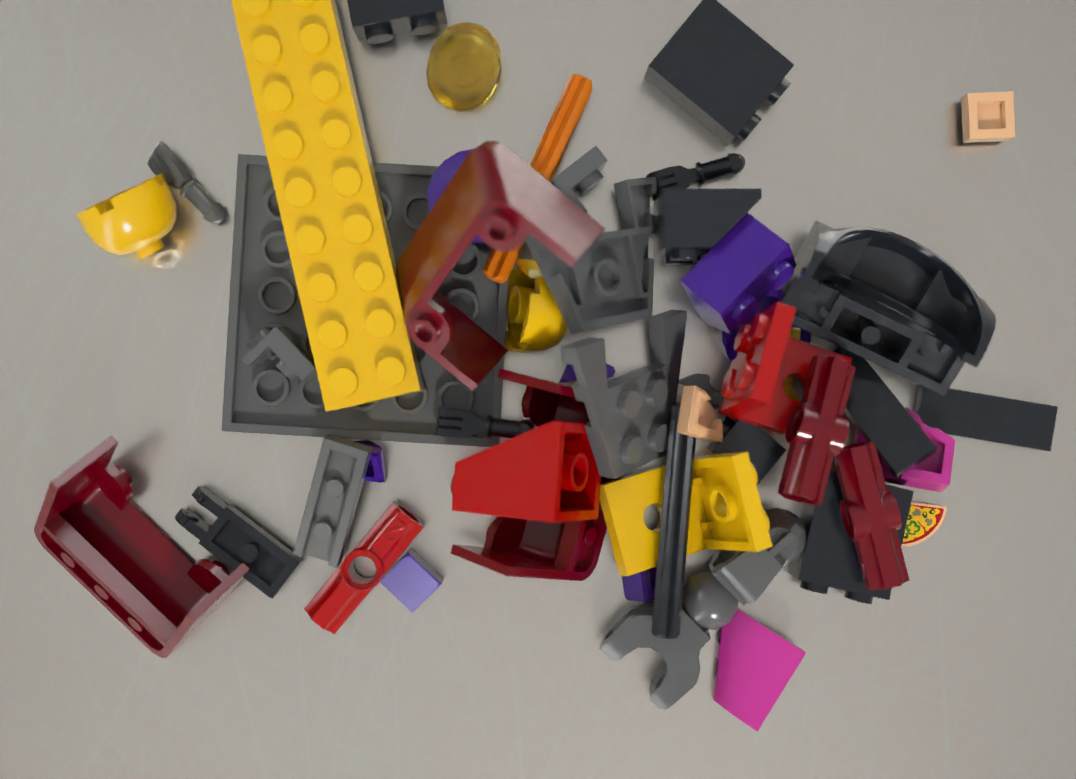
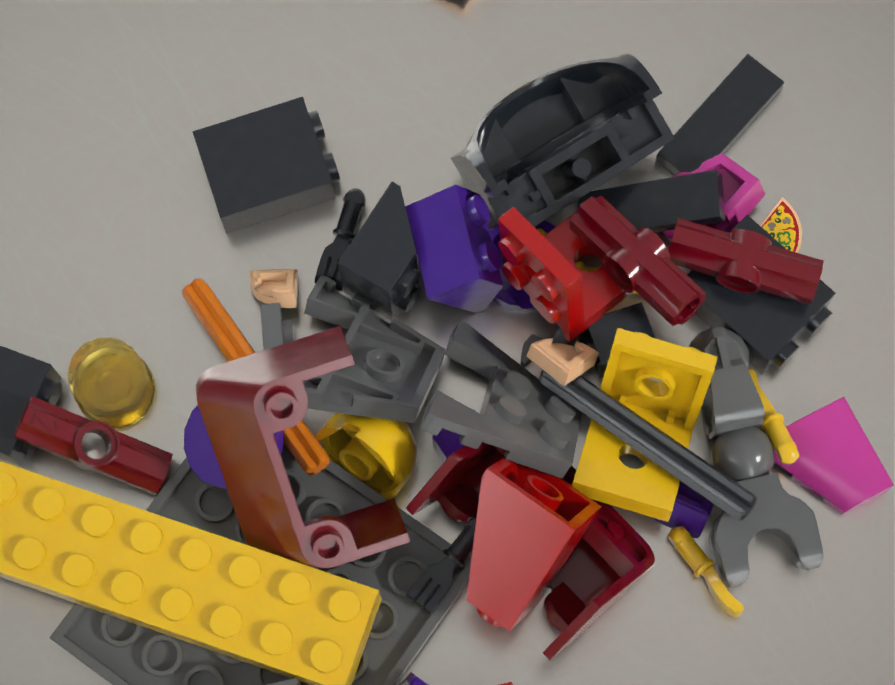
camera: 55 degrees left, 15 degrees down
(396, 57) = (62, 435): none -> dark red piece
(604, 615) = (704, 567): none -> yellow piece
(622, 147) = (275, 286): none -> light nougat tile
(745, 616) = (776, 428): none -> yellow piece

